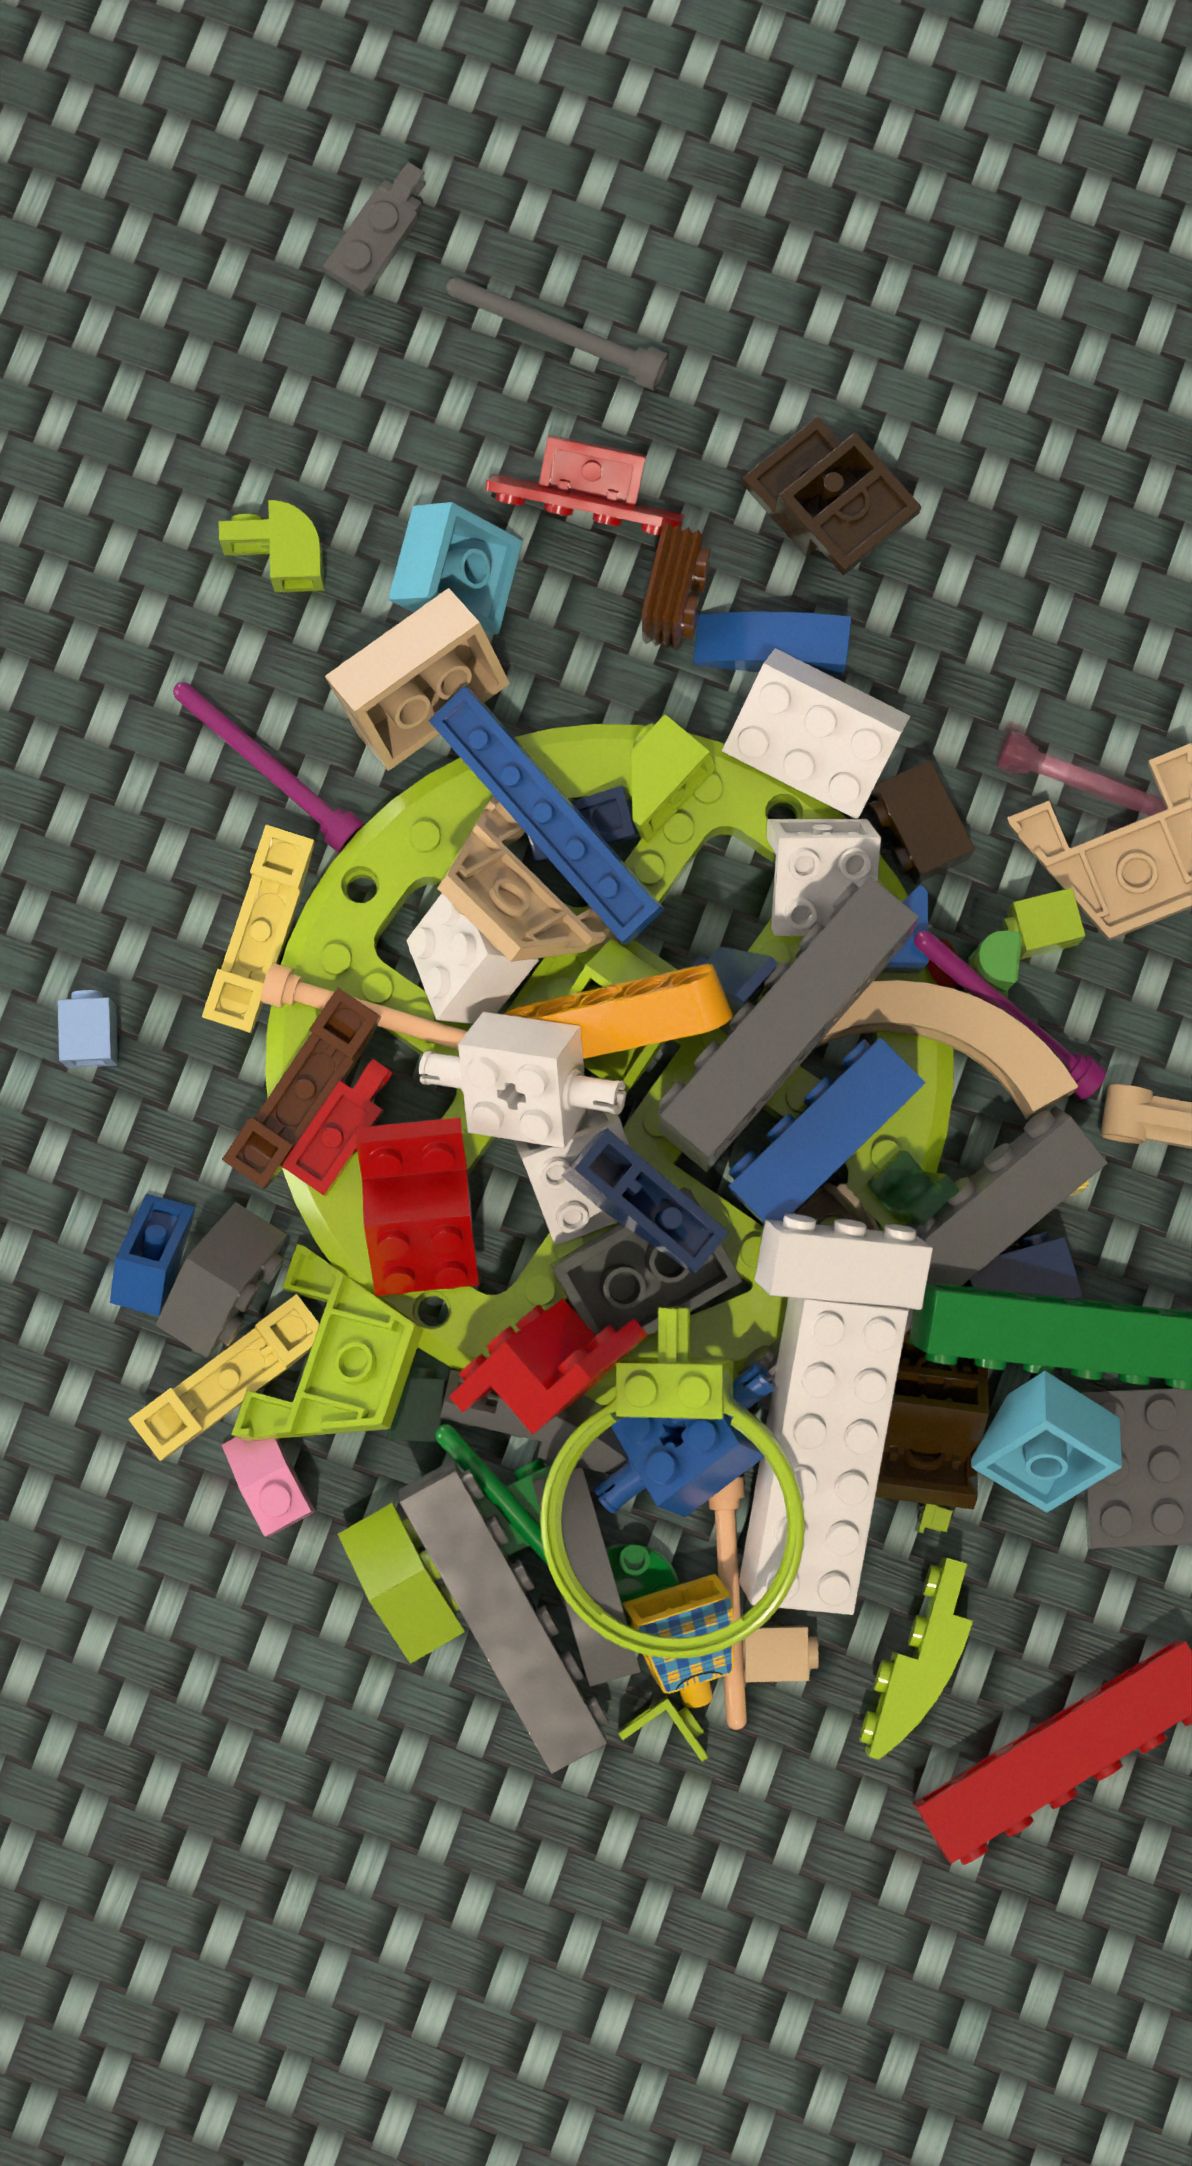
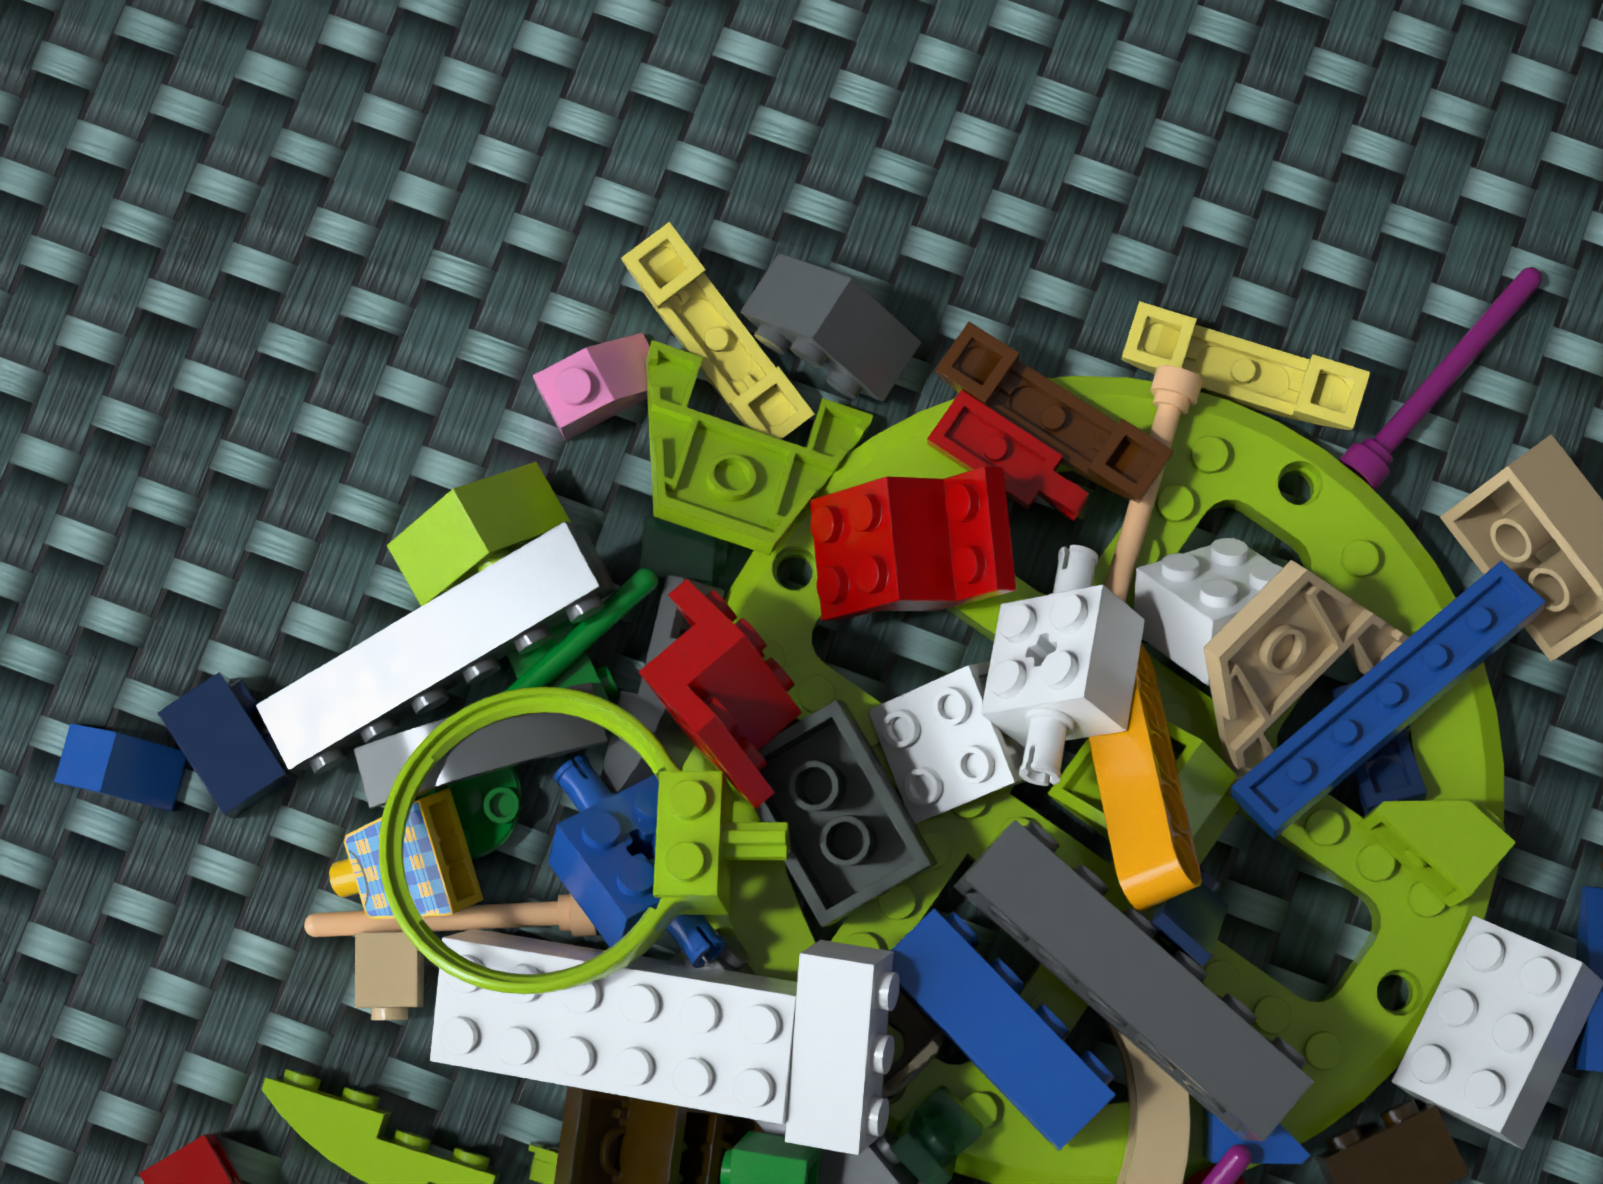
camera: 90 degrees right, 0 degrees up
(87, 1030) = (1122, 173): light blue brick -> none
(151, 1255) = (861, 246): blue slope -> none
(582, 1800) = (227, 743): none -> dark blue brick
(602, 1895) = (121, 766): none -> blue slope
(644, 1201) = (914, 807): dark blue slope -> none
(683, 1719) = (315, 860): lime bracket -> none
(815, 867) = (1335, 1025): white bracket -> none

